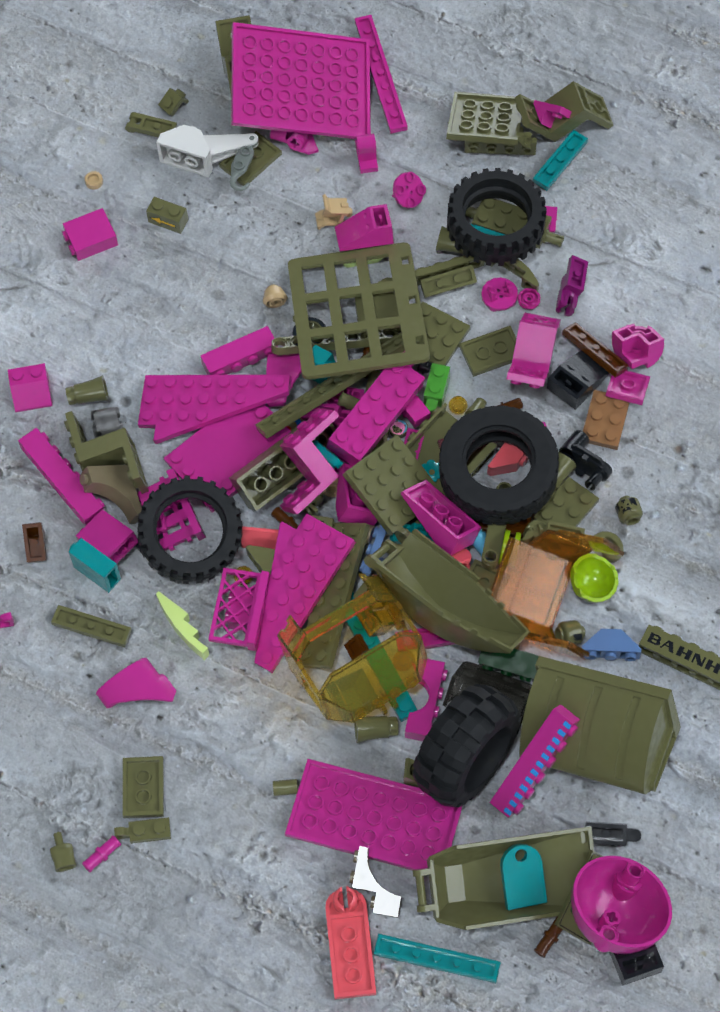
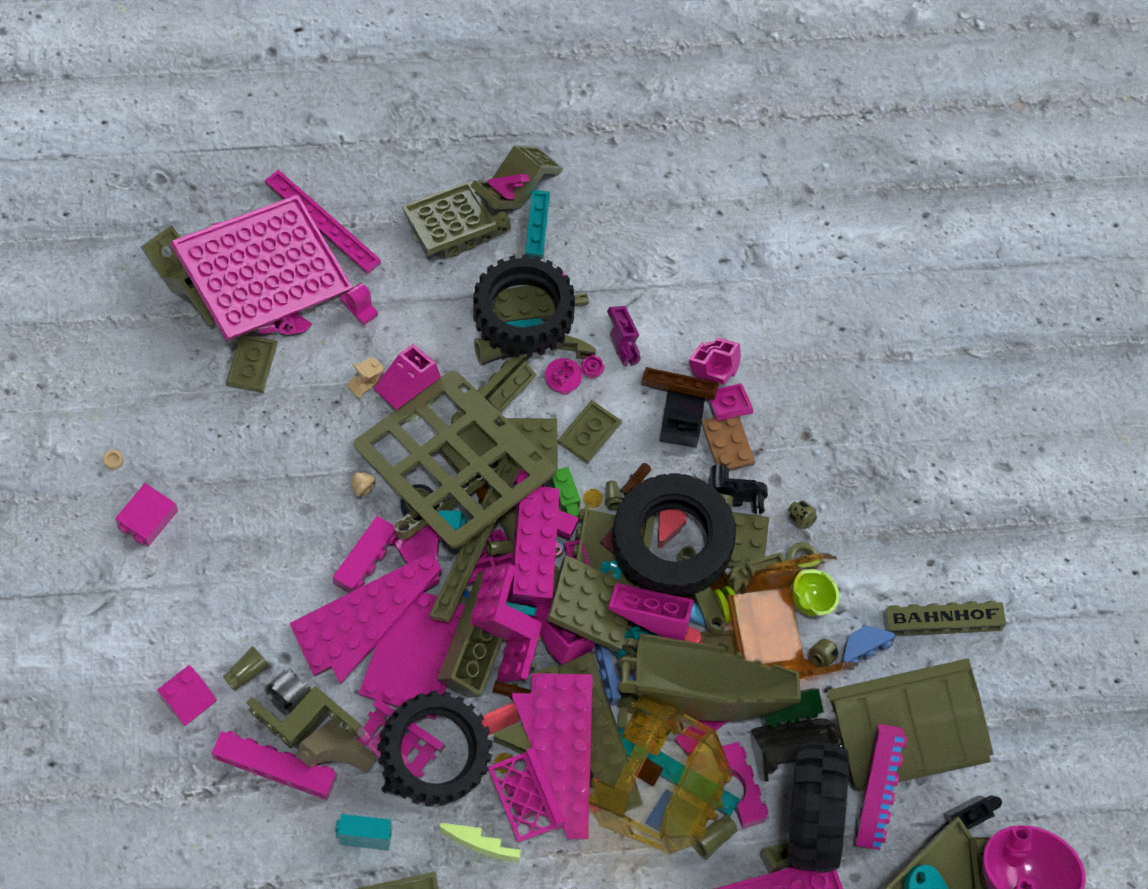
camera: 40 degrees left, 0 degrees up
(34, 542) = (291, 842): reddish brown slope -> none
(108, 536) = (357, 797): dark pink brick -> none
(148, 124) = (136, 379): olive plate -> none
(167, 215) = (210, 458): olive brick -> none
(172, 101) = (141, 344): olive bracket -> none
(194, 152) = (199, 383): white slope -> none
(403, 185) = (421, 320): dark pink plate -> none
(533, 350) = (632, 412): dark pink bracket -> none

